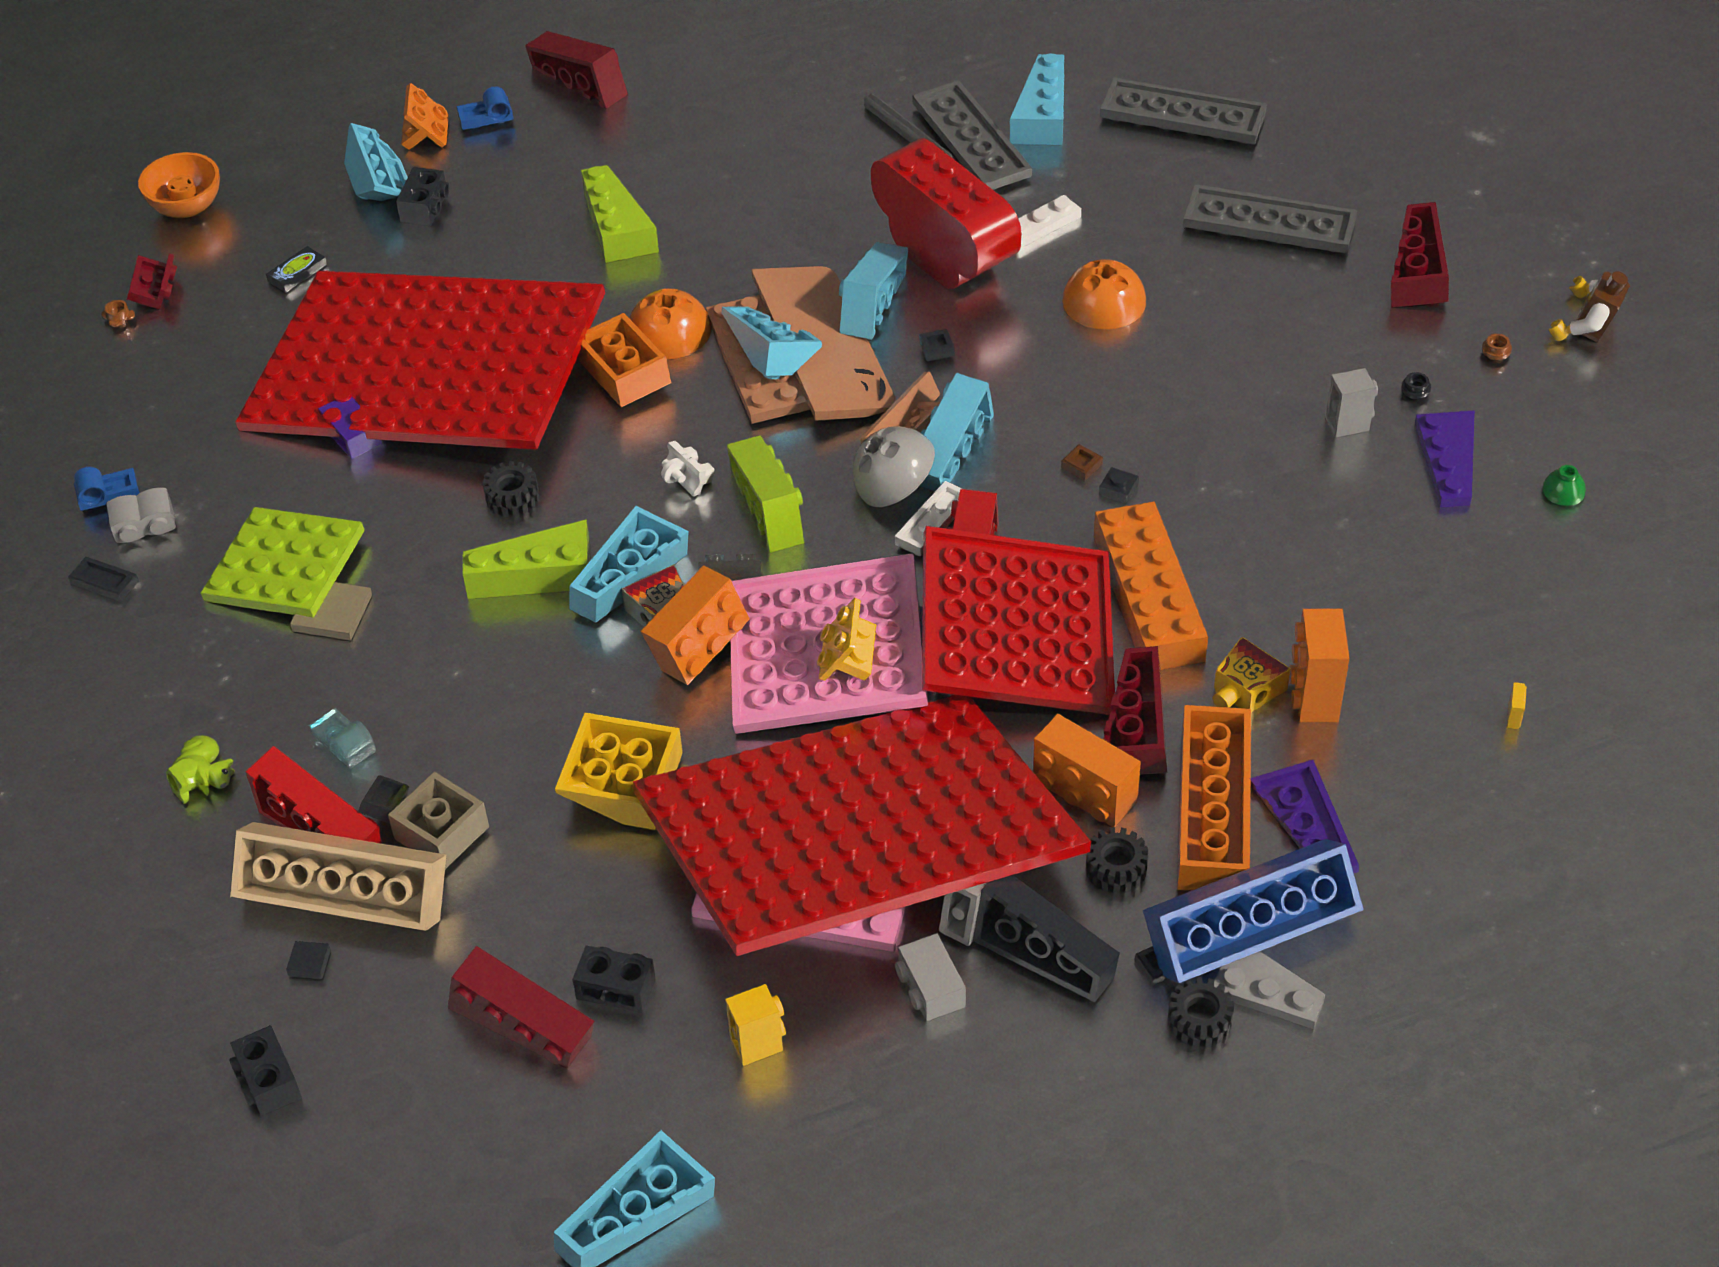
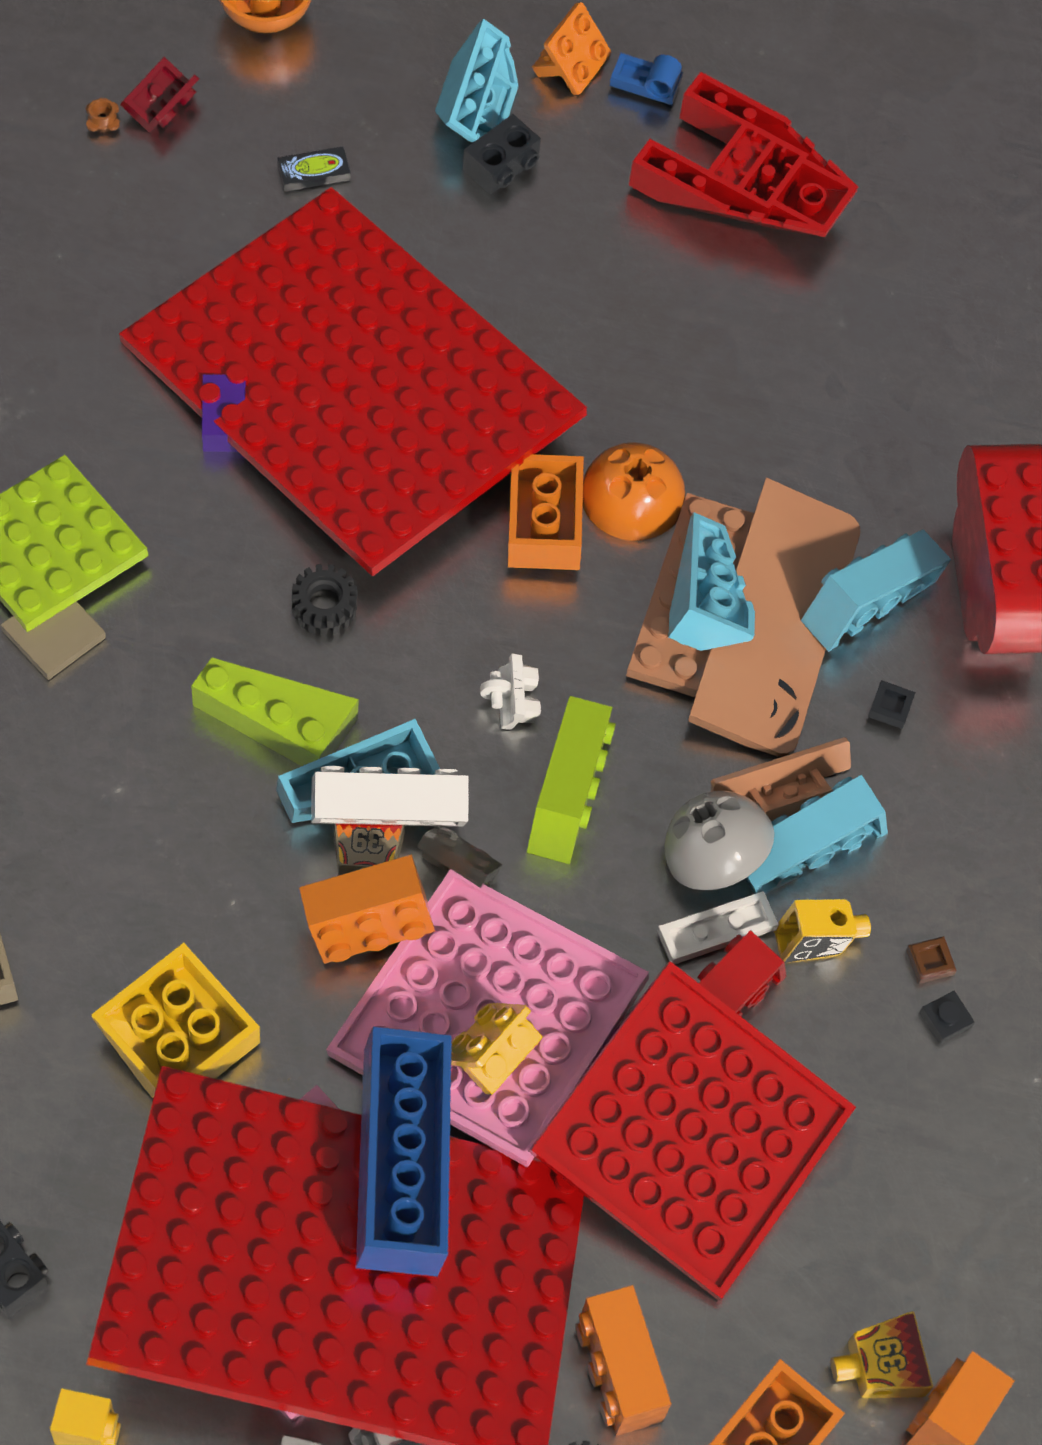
camera: 25 degrees right, 15 degrees up
(579, 65) = (786, 72): dark red wedge -> none
(603, 119) = (759, 177): none -> red wedge
(618, 219) = (676, 317): lime wedge -> none
(657, 554) = (389, 798): none -> white brick
(844, 726) = (404, 1152): none -> blue brick
(1001, 473) = (818, 929): none -> yellow torso
(1137, 710) = (725, 1336): dark red wedge -> none
(1151, 584) = (873, 1174): orange brick -> none

